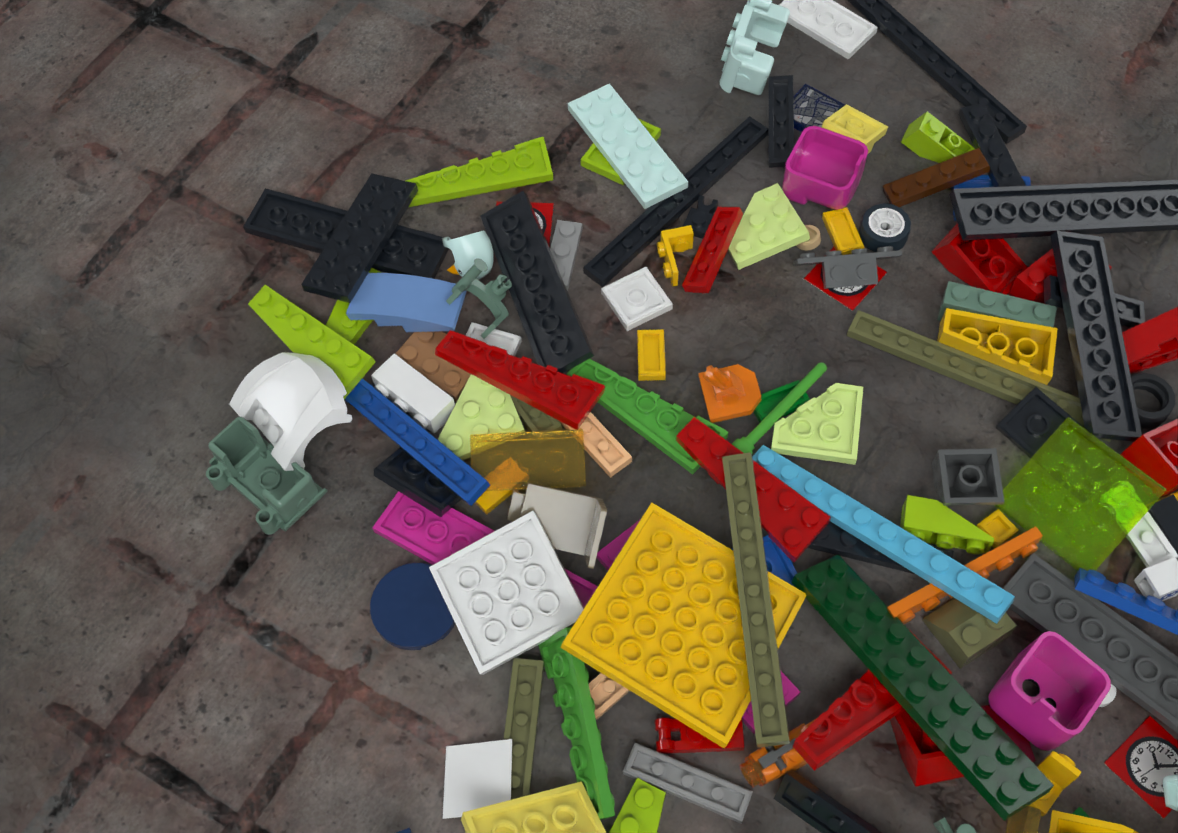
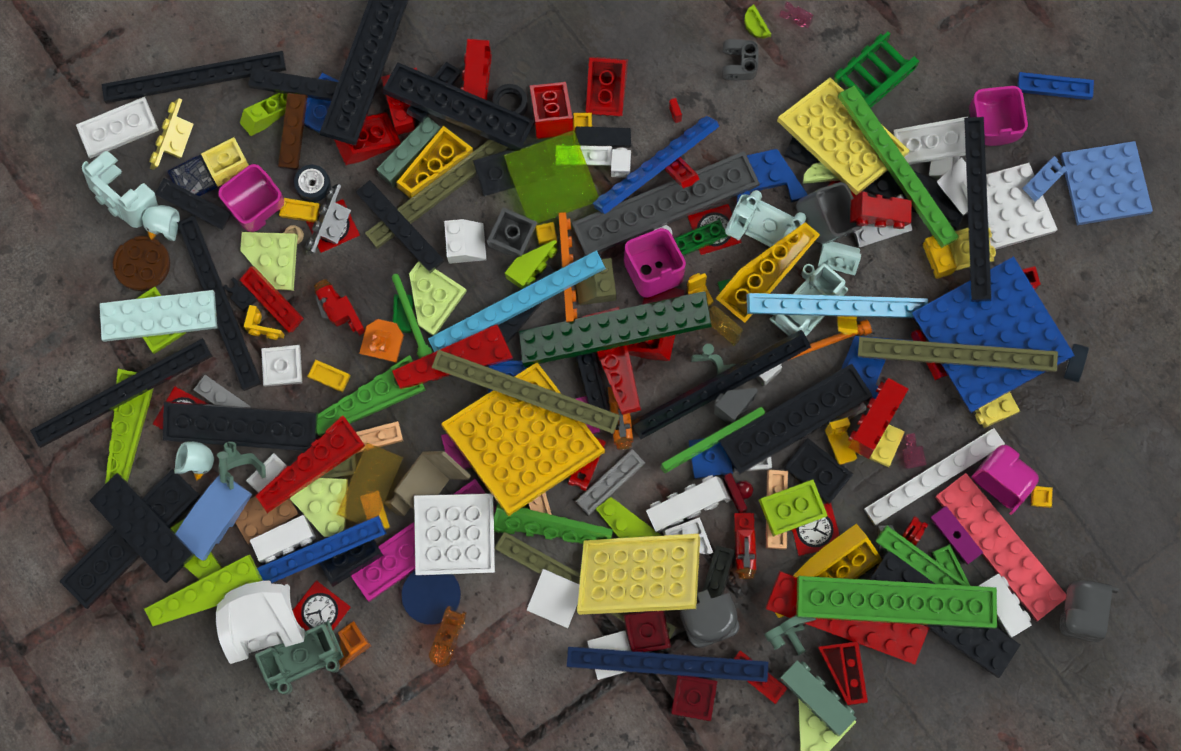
camera: 65 degrees left, 15 degrees up
(310, 536) = (352, 643): none -> orange slope
(344, 476) = (320, 606): none -> sticker
(355, 649) = (442, 649): none -> clear orange piece
(518, 150) = (121, 393): none -> black plate
(682, 109) = (141, 263): none -> reddish brown tile
(740, 100) = (161, 220): none -> light aqua piece
(743, 323) = (335, 308): none -> red plate
(822, 685) = (592, 380): none -> black plate
(849, 72) = (173, 137): none -> light yellow bracket
(890, 345) = (400, 226): none -> black plate
(920, 428) = (464, 241): none -> white slope
(1140, 759) = (709, 234): none -> green tile

